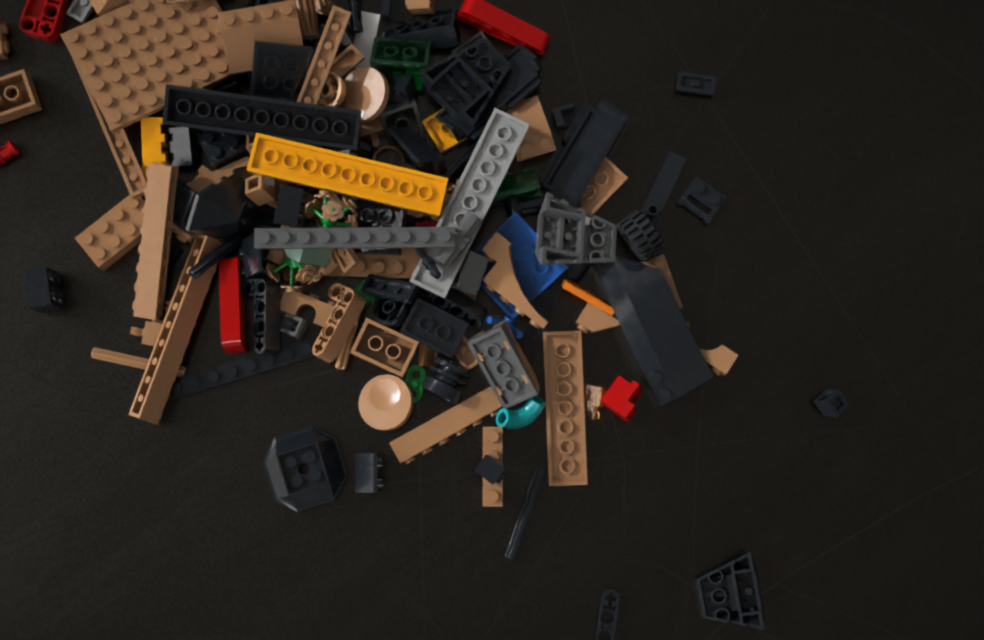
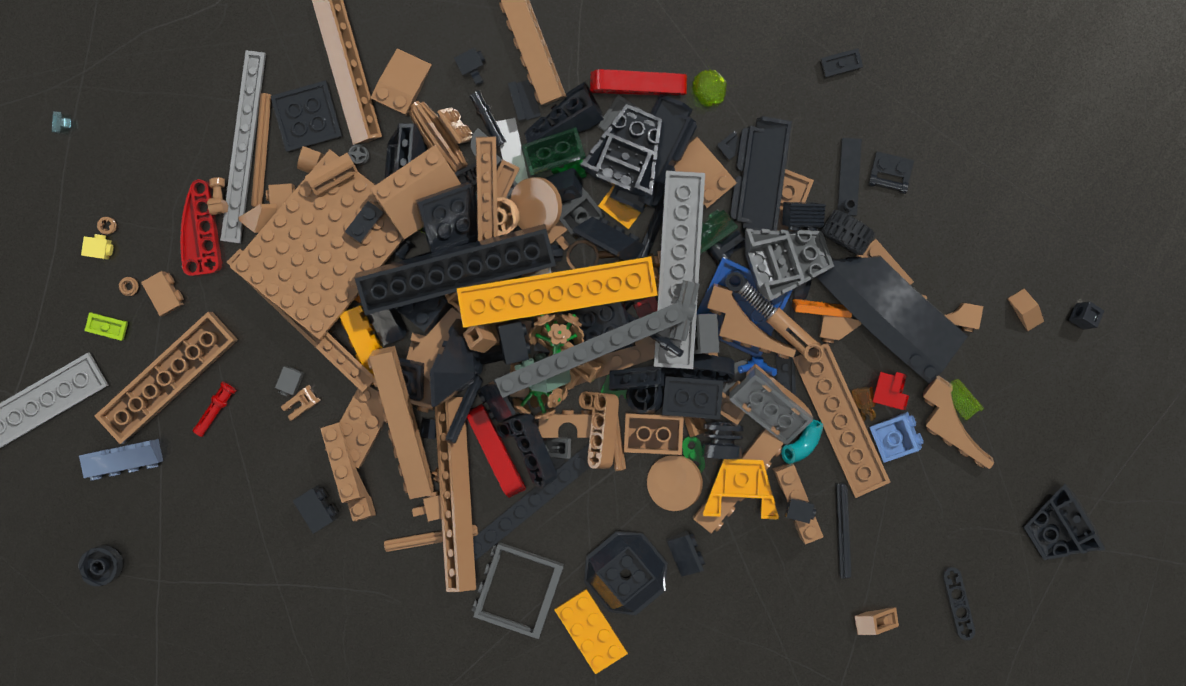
camera: 15 degrees left, 5 degrees up
(71, 164) = (289, 381): none -> dark grey brick
(80, 188) = (307, 400): none -> medium nougat piece
(82, 270) = (346, 475): none -> medium nougat arch
(167, 429) = (484, 588): none -> dark grey window
(200, 44) = (364, 222): none -> black plate
(249, 511) = (591, 631): none -> light orange plate
(448, 423) = (742, 479): none -> light orange wing
(522, 612) = (876, 621): none -> medium nougat slope
(542, 285) = (776, 317): none -> piece
(566, 57) = (709, 87): none -> clear neon green hair
(606, 203) = (803, 215): none -> black brick
(610, 444) = (896, 437): none -> medium blue plate
(662, 451) = (946, 422): none -> medium nougat arch
(685, 434) = (963, 400): none -> clear neon green panel
(777, 376) = (1026, 309): none -> medium nougat slope

